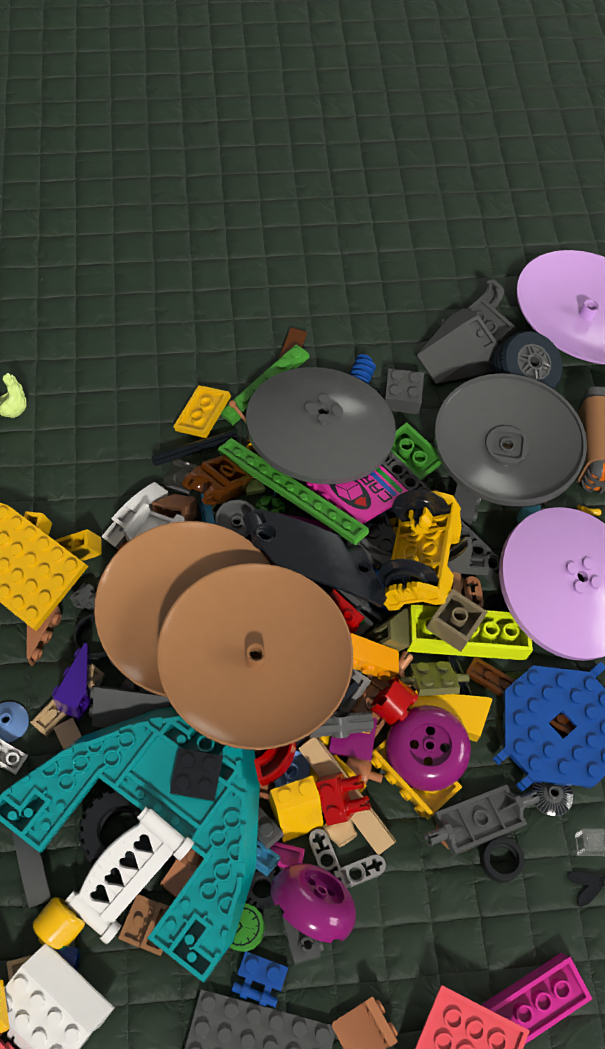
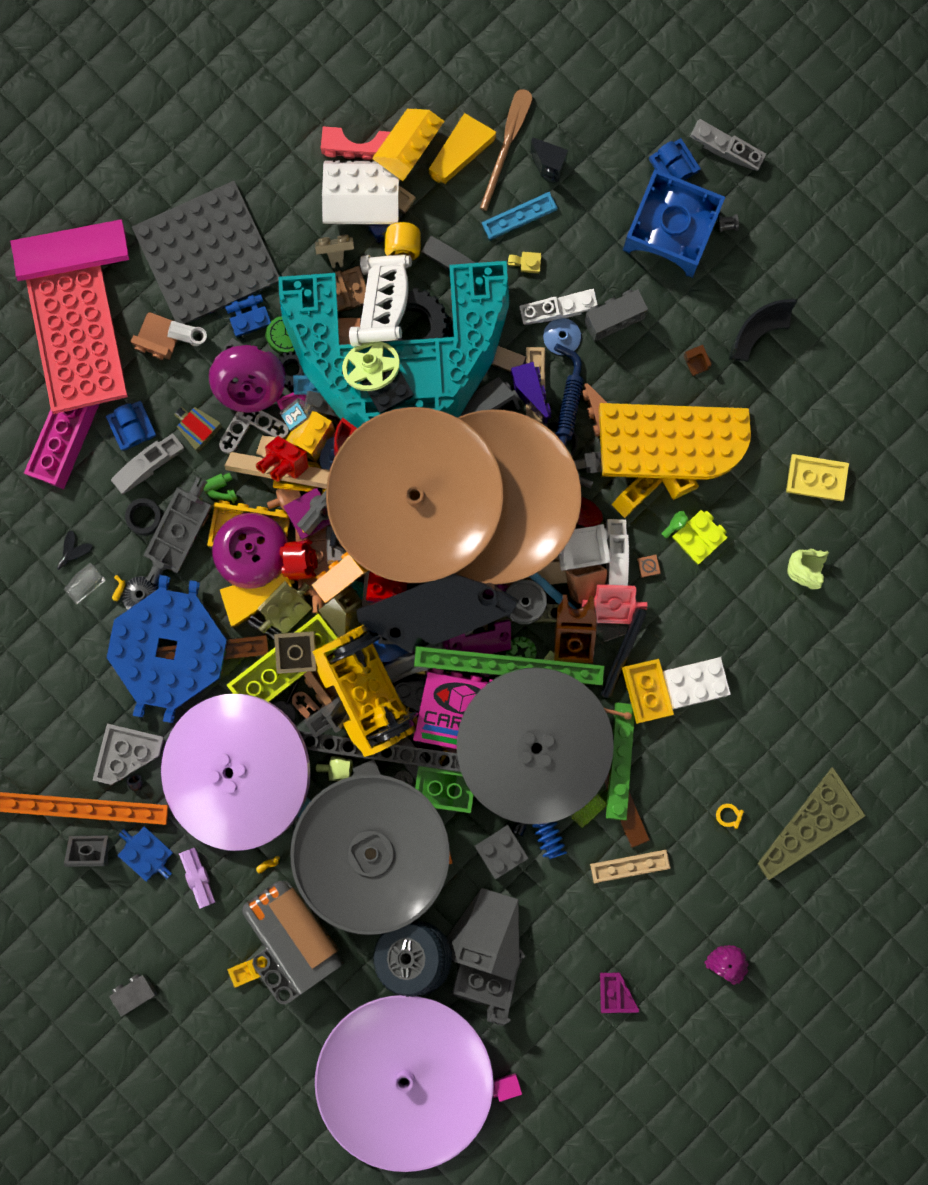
camera: 145 degrees right, 20 degrees up
(52, 658) = (570, 398): none -> dark blue piece
(59, 483) = (700, 536): none -> neon yellow plate
(65, 504) = (677, 522): none -> bright green rock
(117, 494) = (648, 566): none -> nougat tile
(124, 972) = (334, 248): none -> dark tan plate
(162, 390) = (696, 683): none -> white brick
(164, 259) = (818, 820): none -> olive wing
(167, 479) = (616, 604): none -> coral plate
(194, 805) = (371, 366): none -> yellowish green wheel
(222, 296) = (735, 823): none -> yellow piece
(293, 833) = (296, 413): none -> slope
(306, 226) = (723, 957): none -> magenta hair
(318, 324) = (630, 866): none -> tan tile
(334, 1008) = (184, 333): none -> white piece
(393, 904) = (197, 427): none -> torso
(397, 263) = (615, 995): none -> magenta wing
(411, 837) = (216, 483): none -> bright green plant
(454, 959) = (131, 425): none -> blue plate
(464, 906) = (146, 462): none -> light grey slope
(485, 532) = (338, 768): none -> yellowish green piece
(516, 263) = (506, 1087): none -> dark pink brick
(569, 813) = (118, 592): none -> yellow piece

